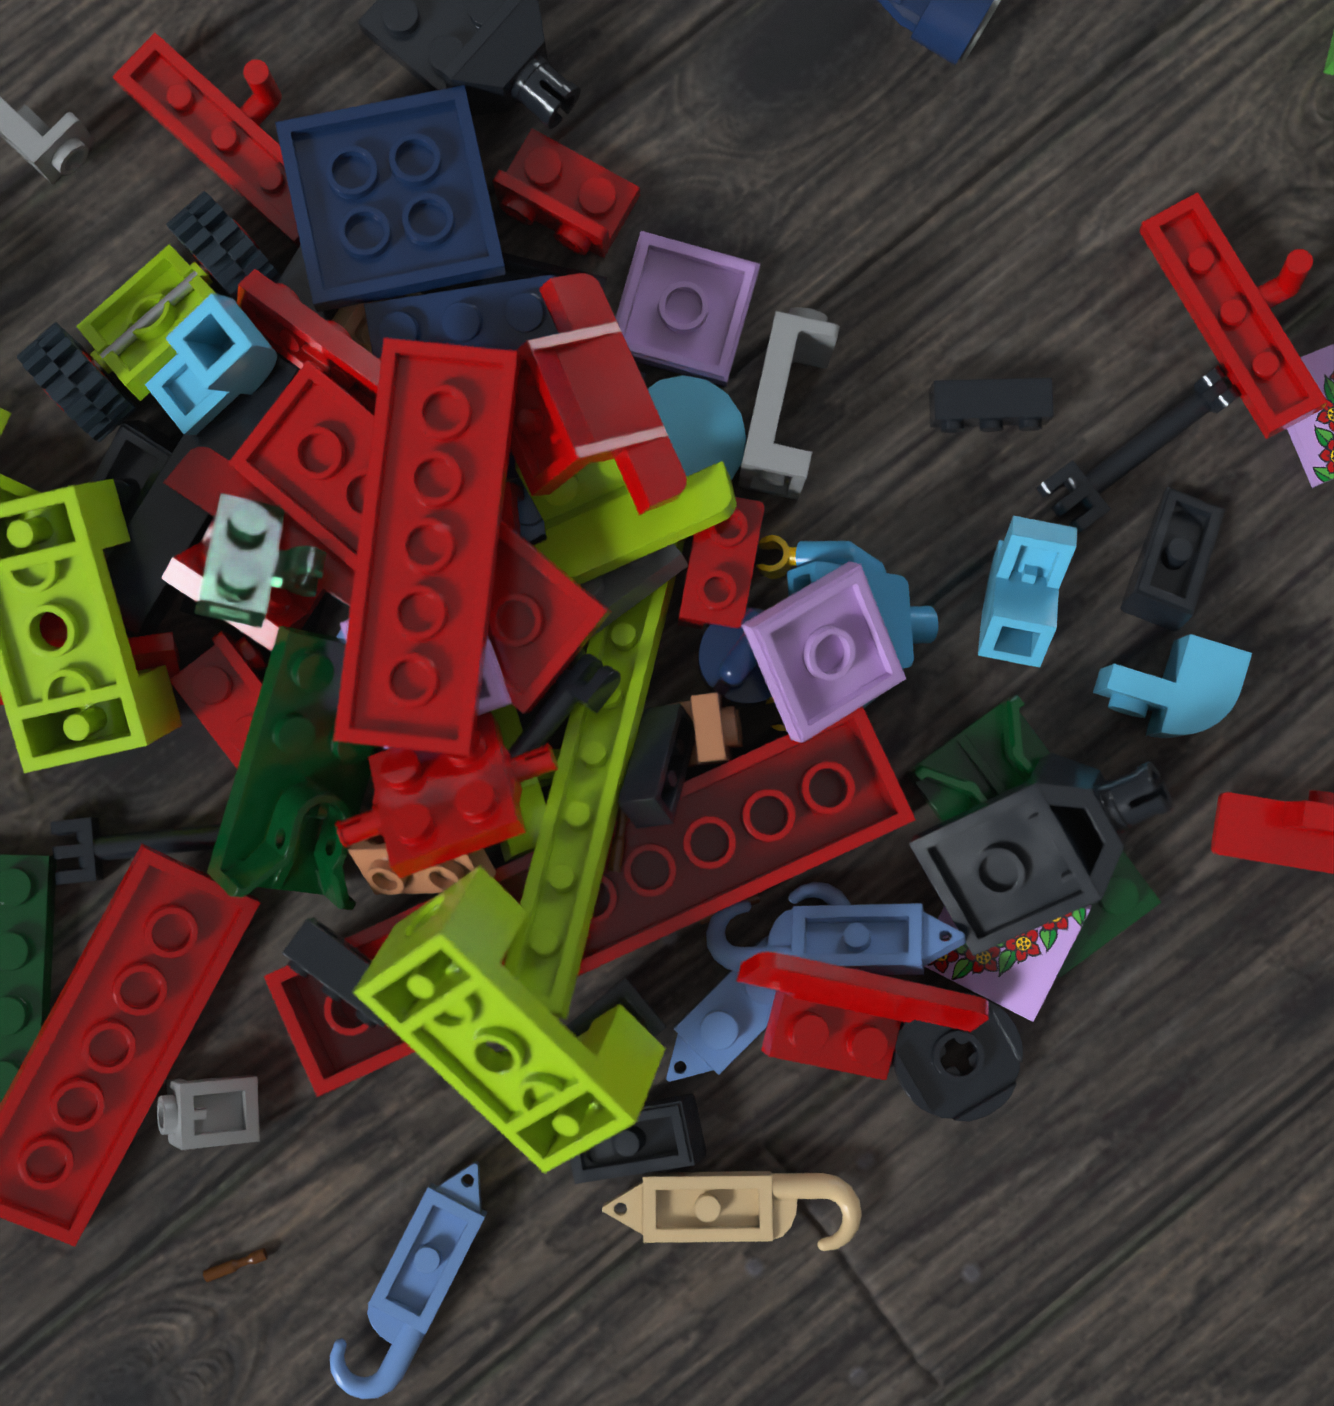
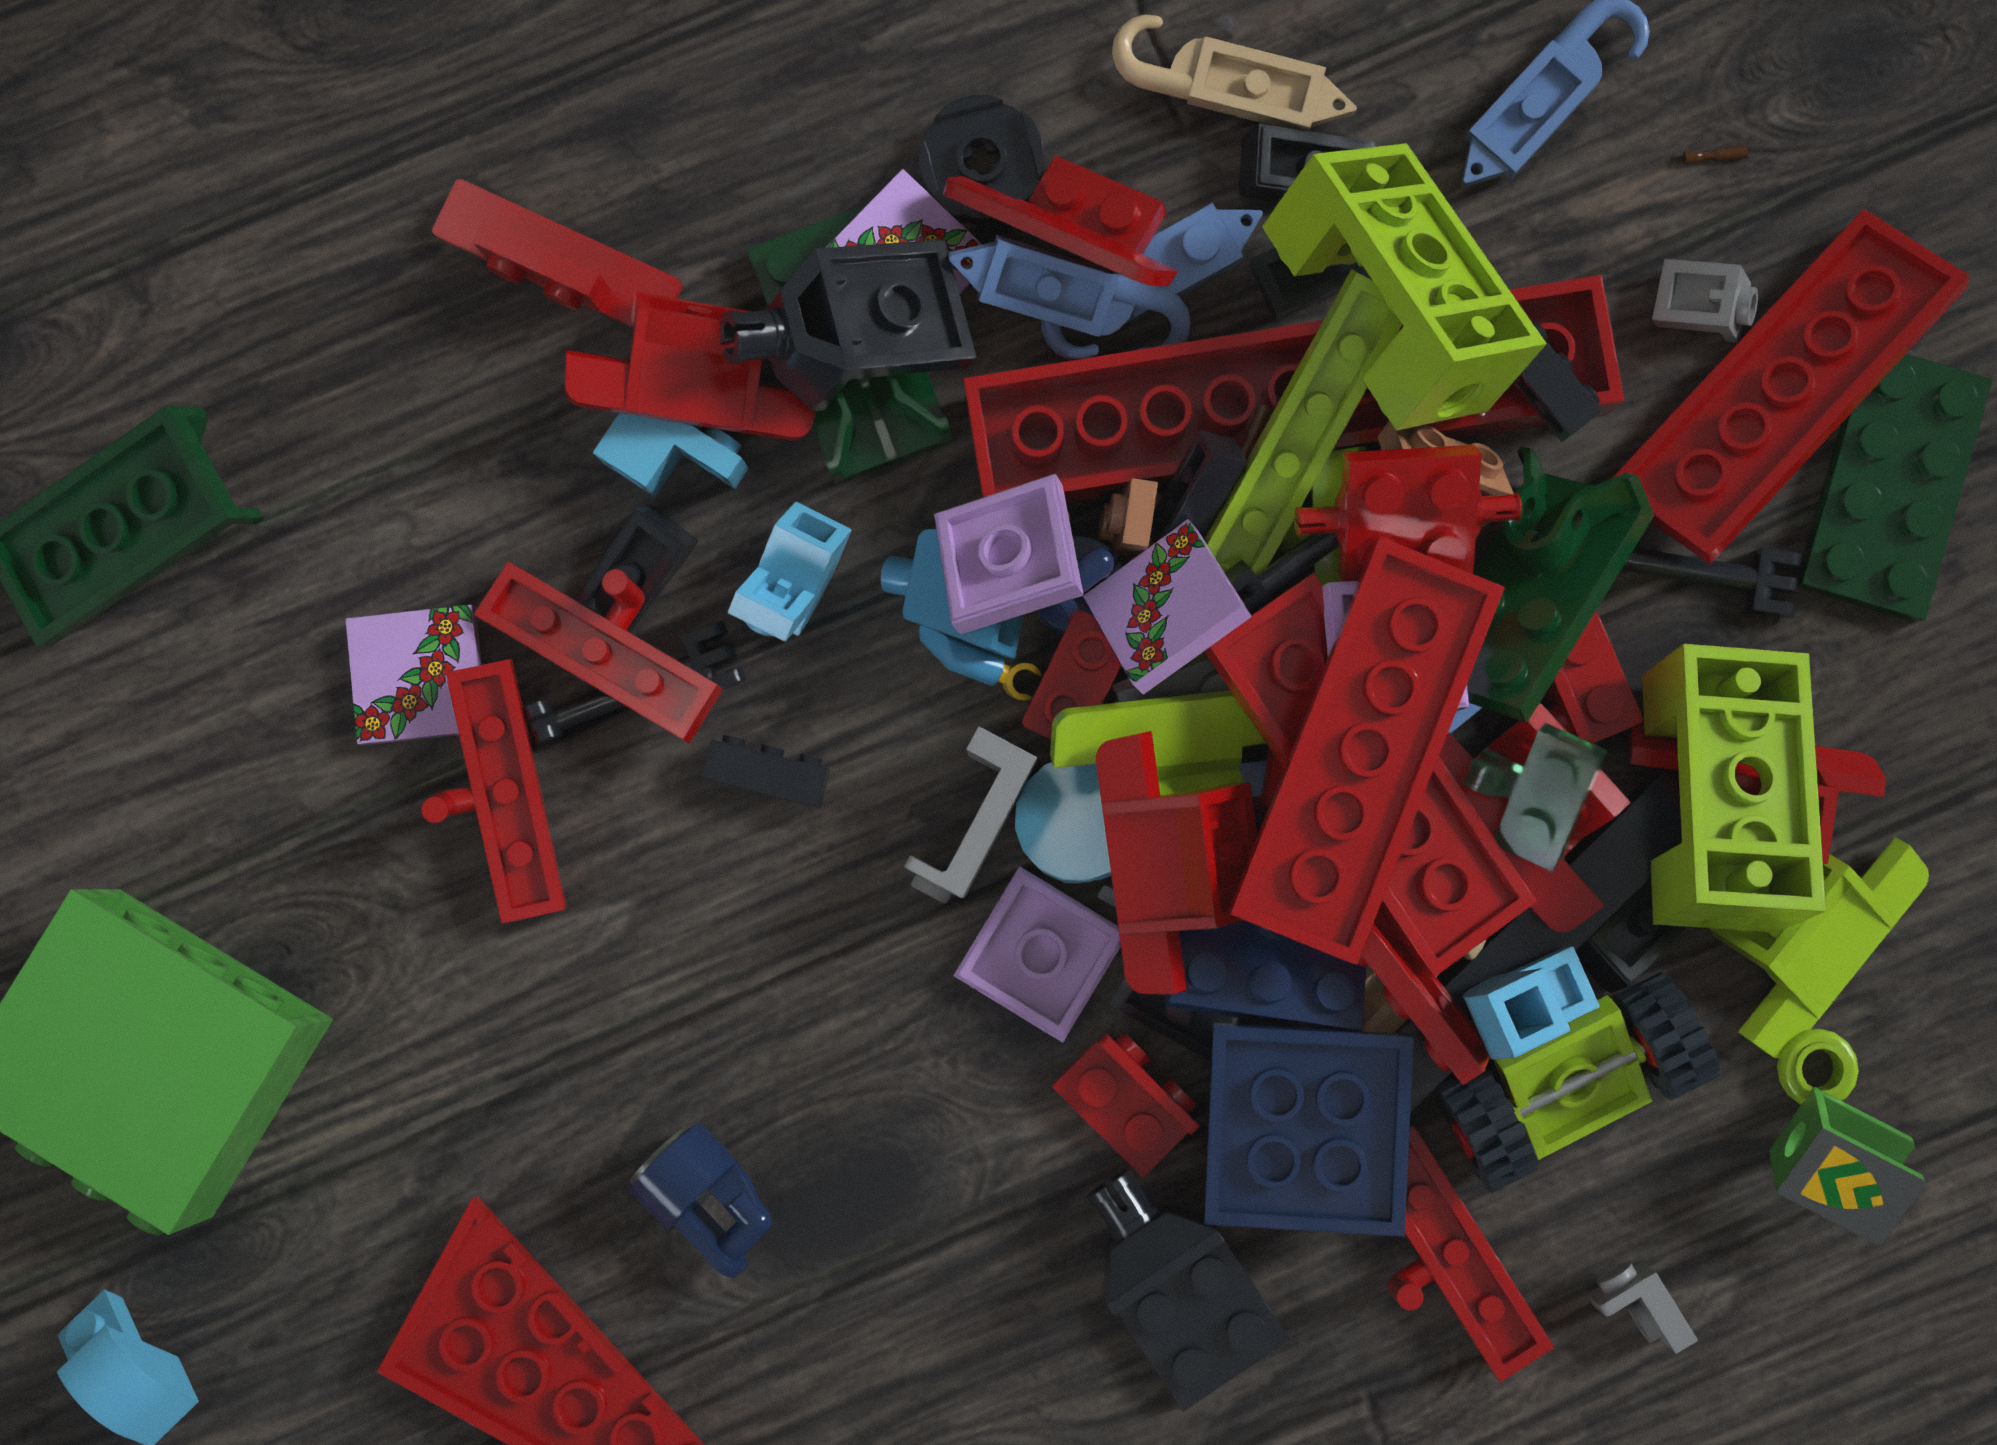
camera: 160 degrees left, 0 degrees up
(657, 642) = (1166, 607): none -> lavender tile
(1185, 472) = (601, 647): none -> red plate
(1197, 751) = (682, 375): none -> red plate

